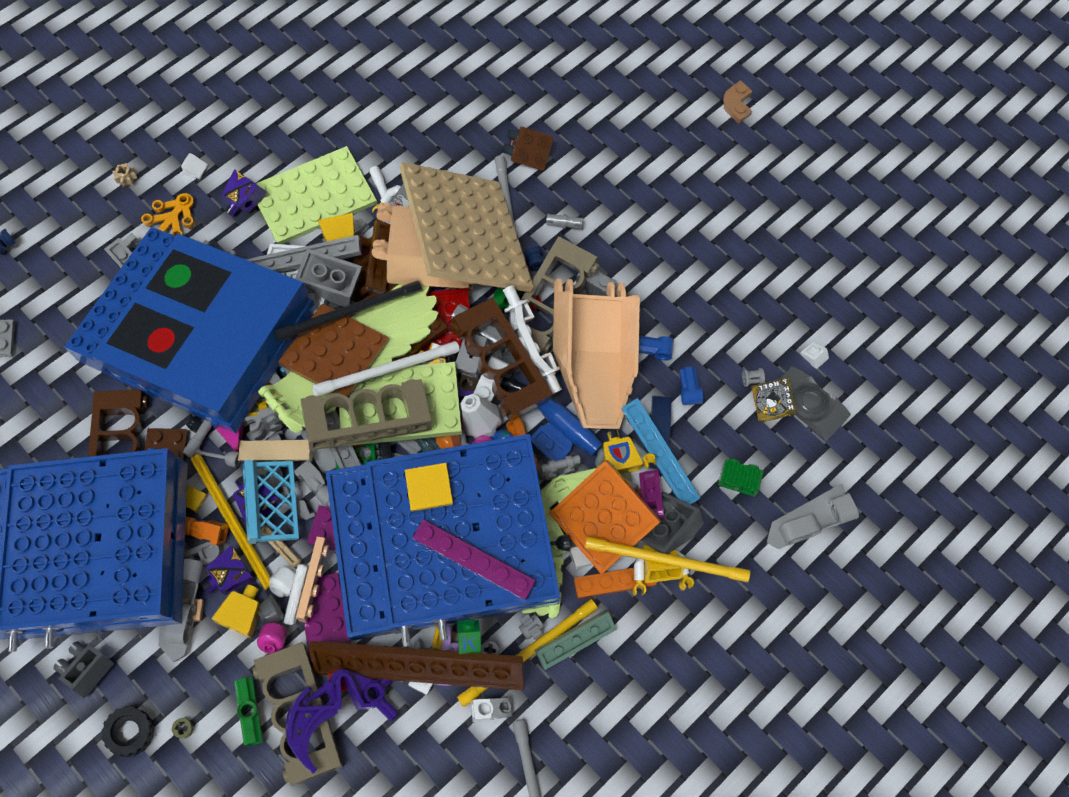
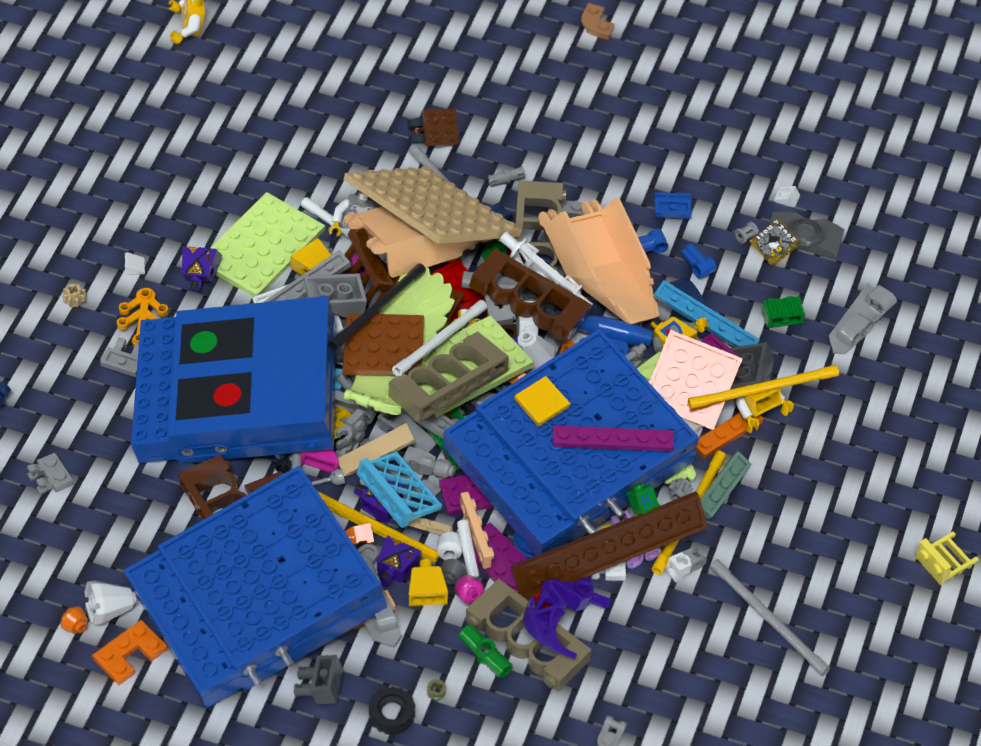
camera: 25 degrees left, 15 degrees down
(700, 317) = (672, 205): none -> blue plate

